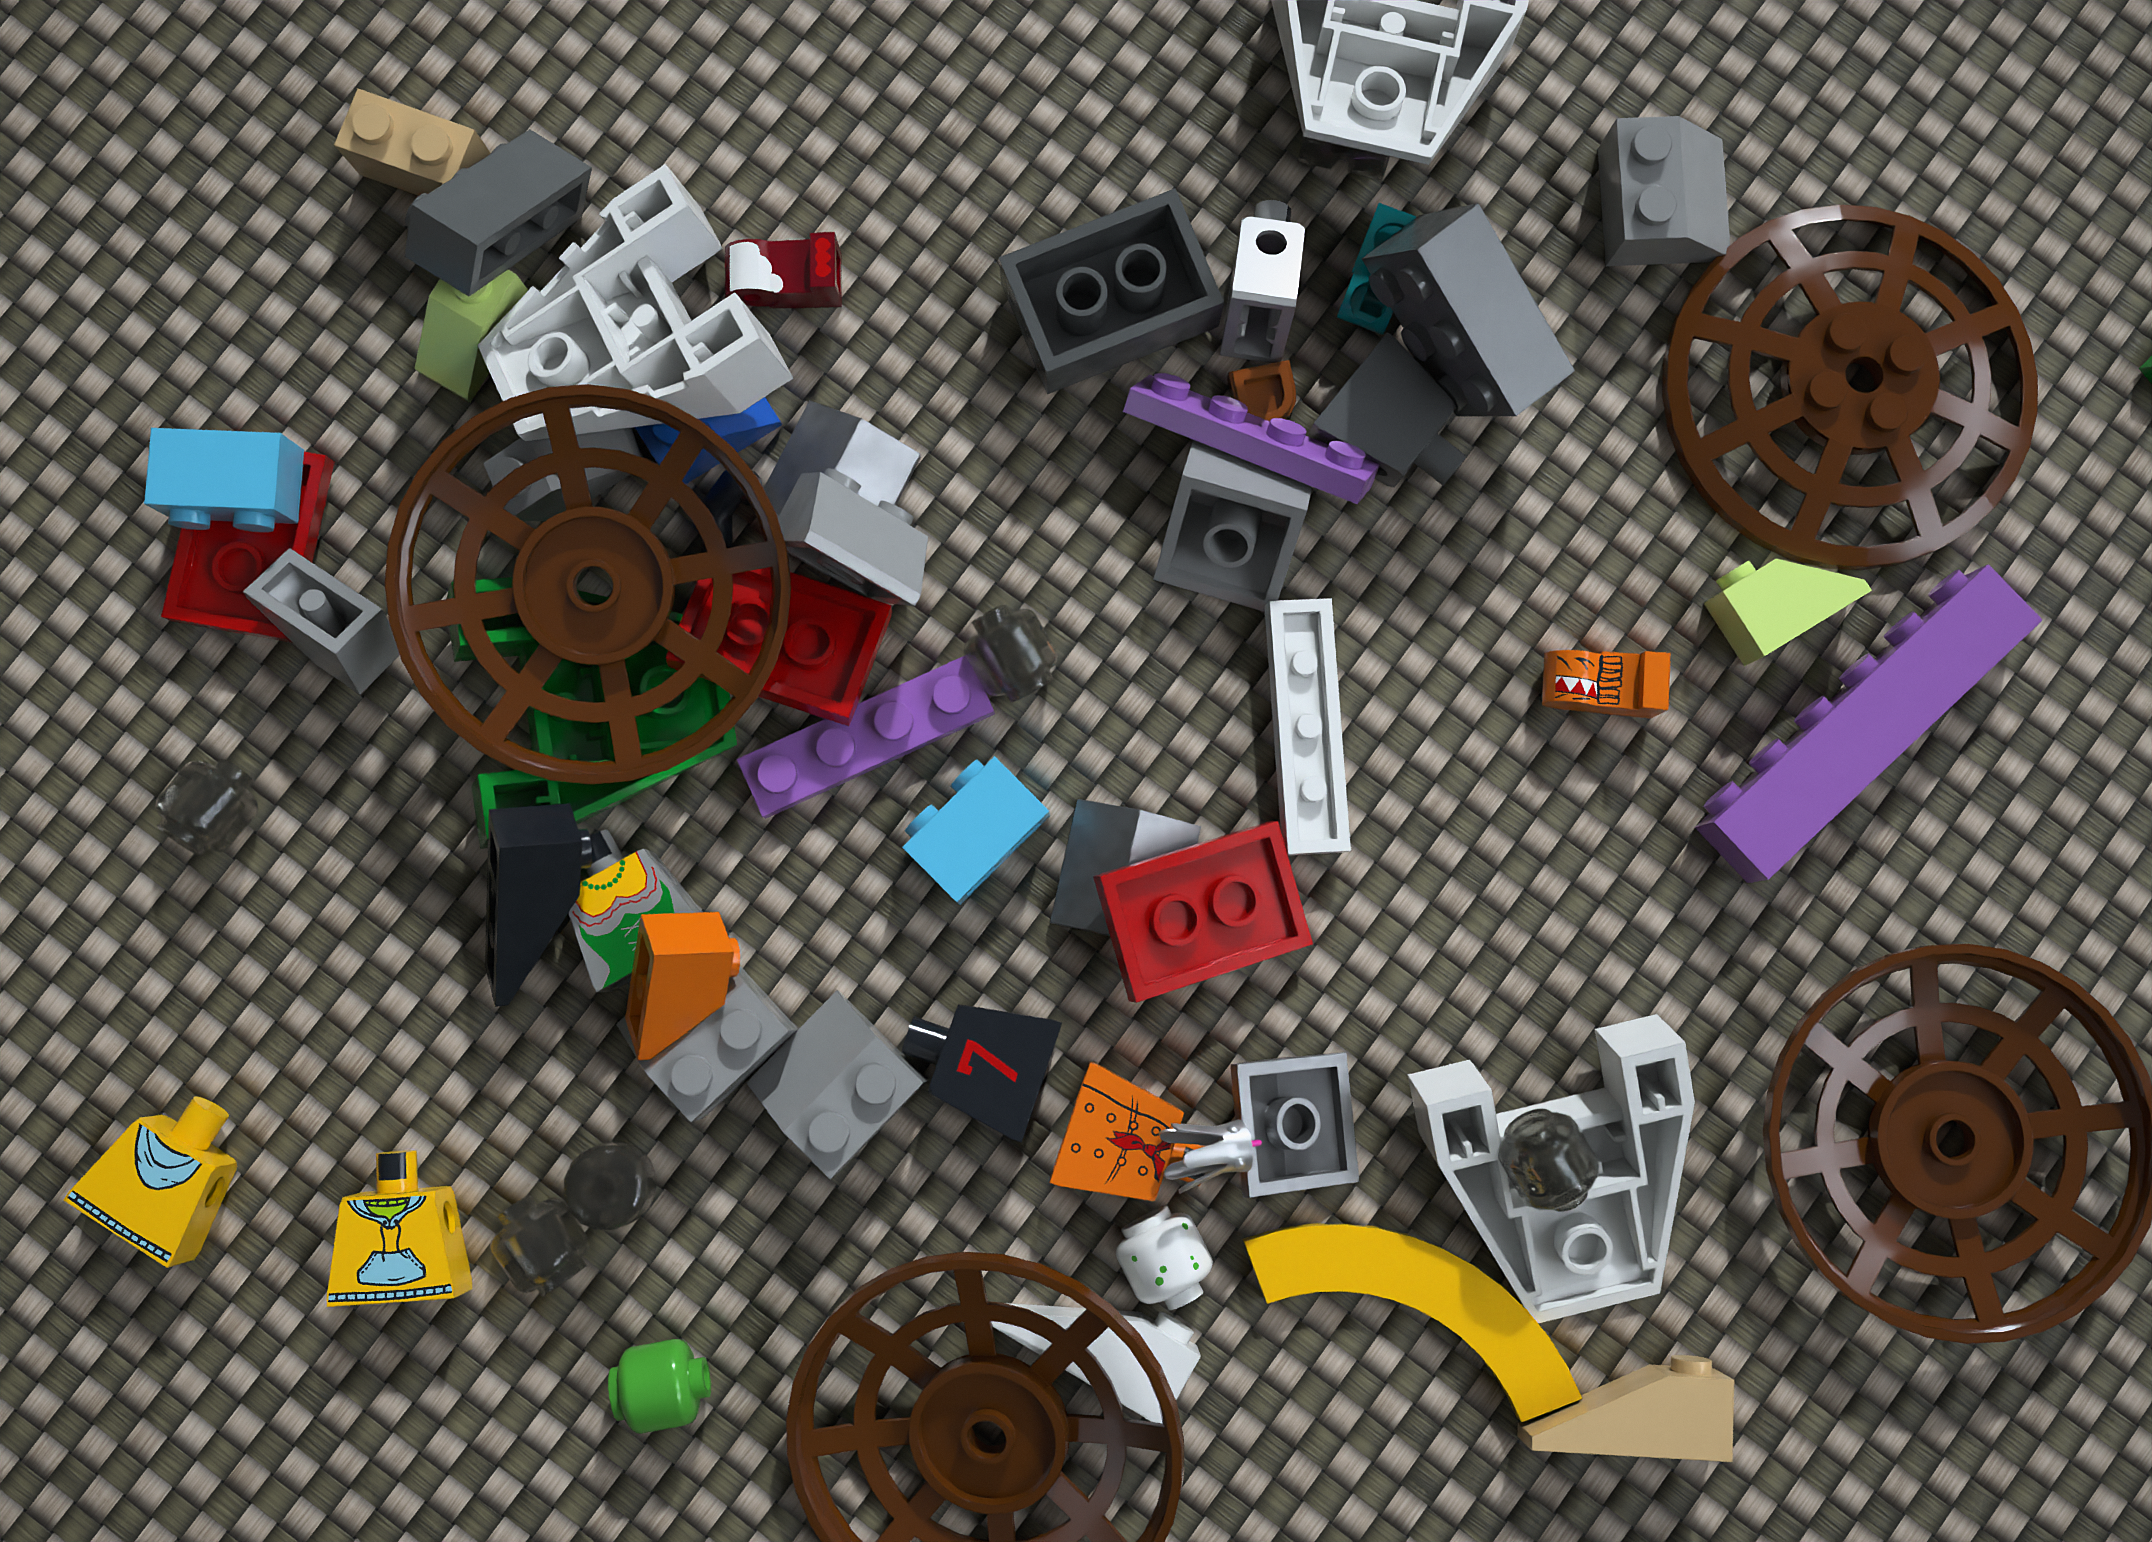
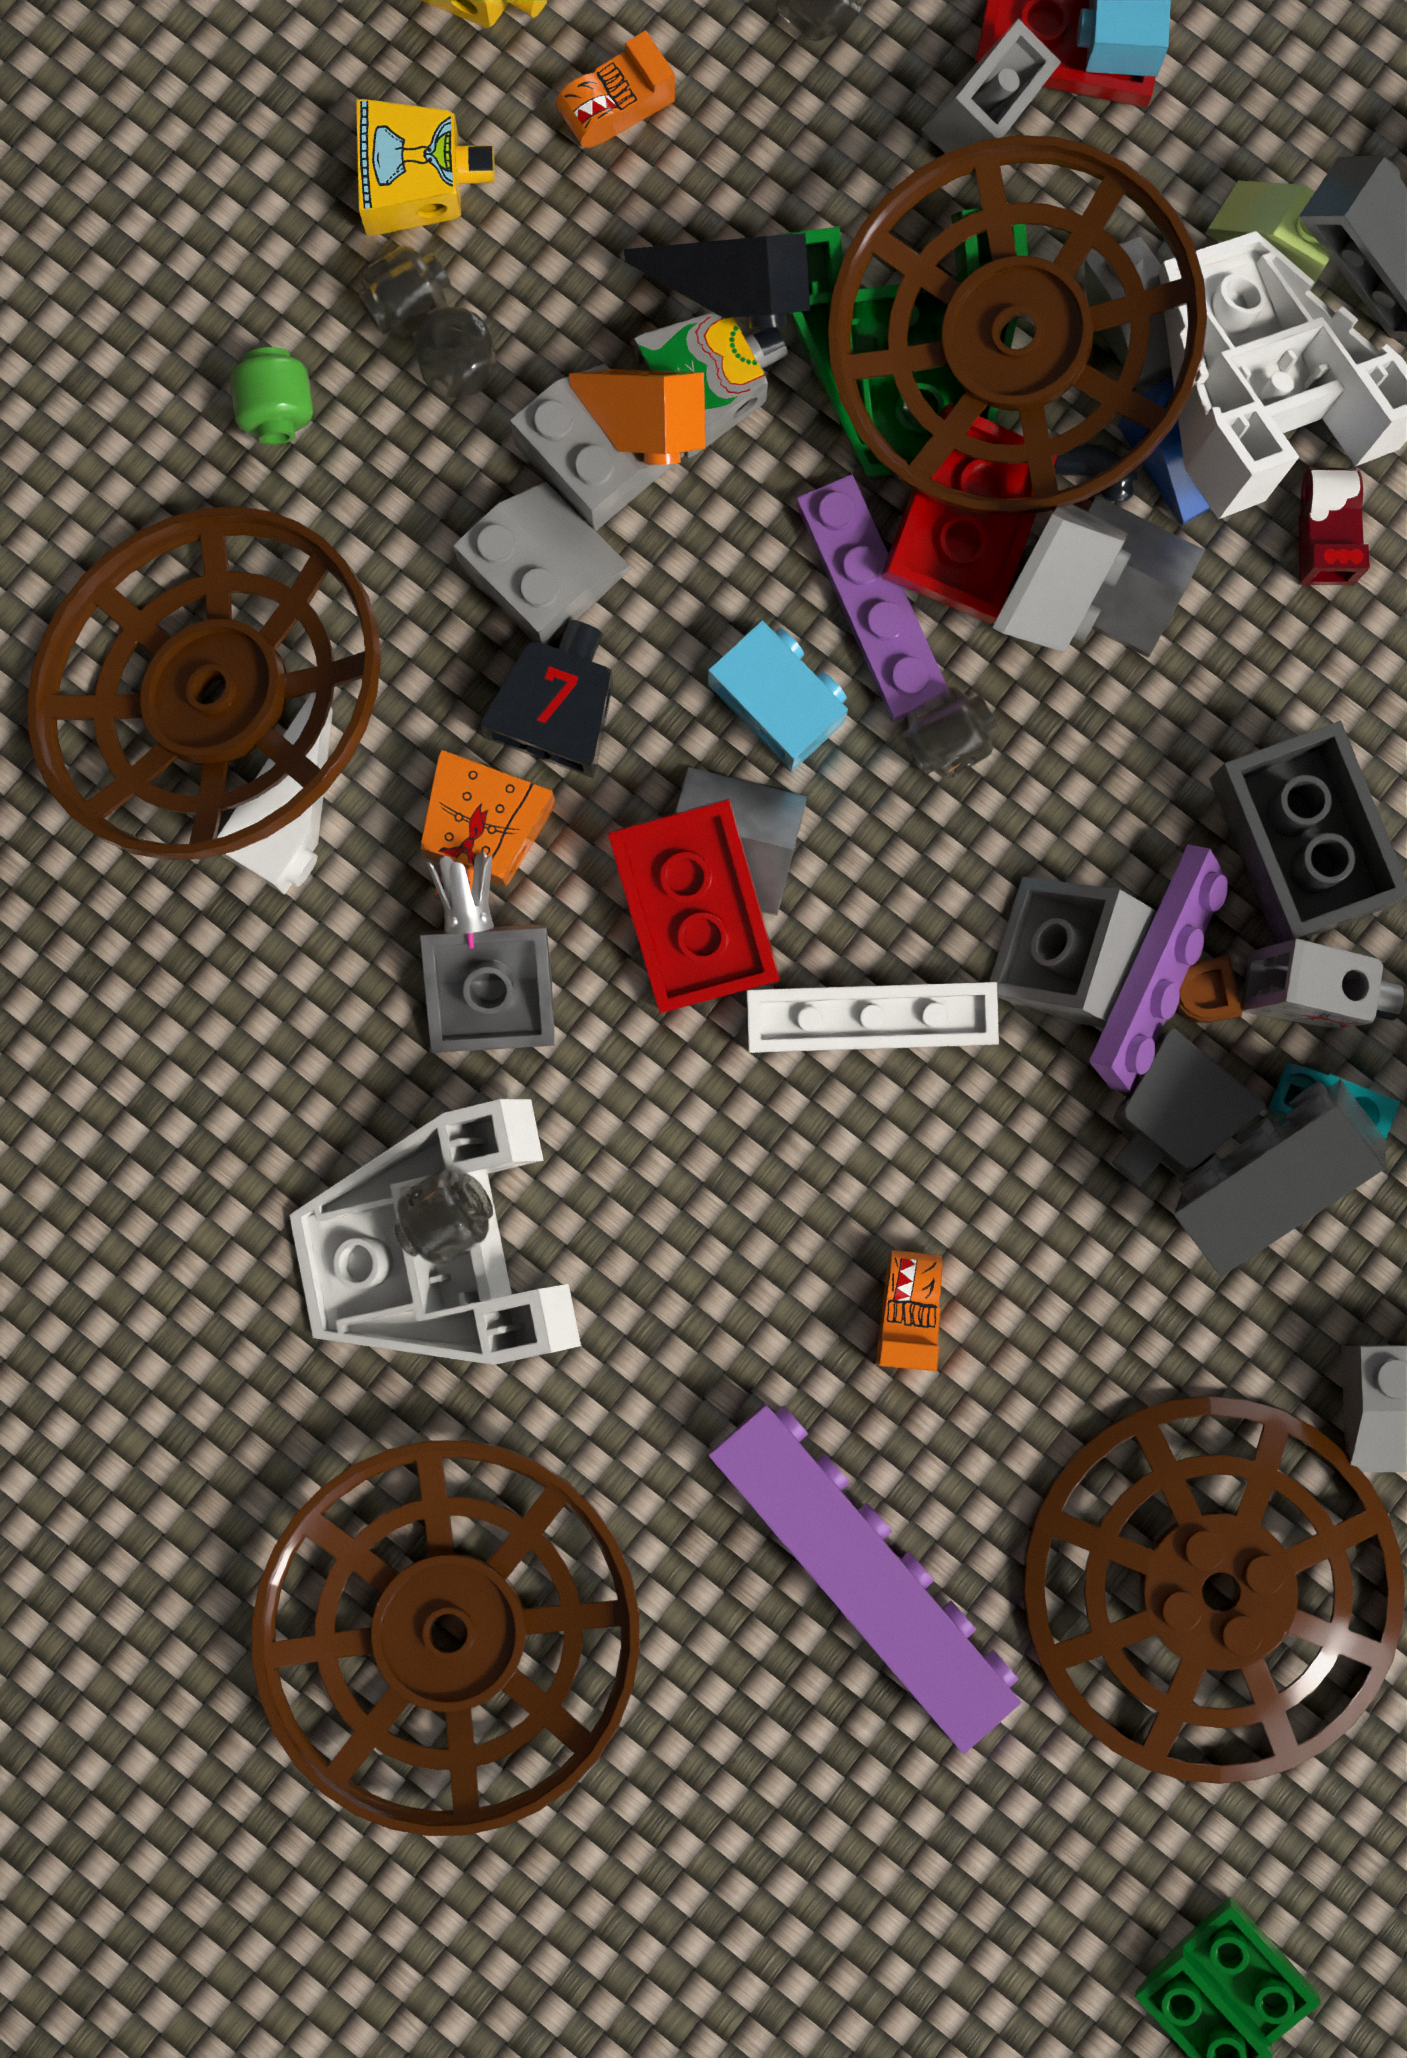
camera: 90 degrees right, 0 degrees up
(316, 1019) = (618, 93): none -> orange leg
(1164, 1258) = (366, 861): white head -> none
(1430, 1280) = (334, 1114): yellow tile -> none
(1647, 1413) = (199, 1317): tan slope -> none
(1777, 604) = (987, 1492): yellowish green slope -> none

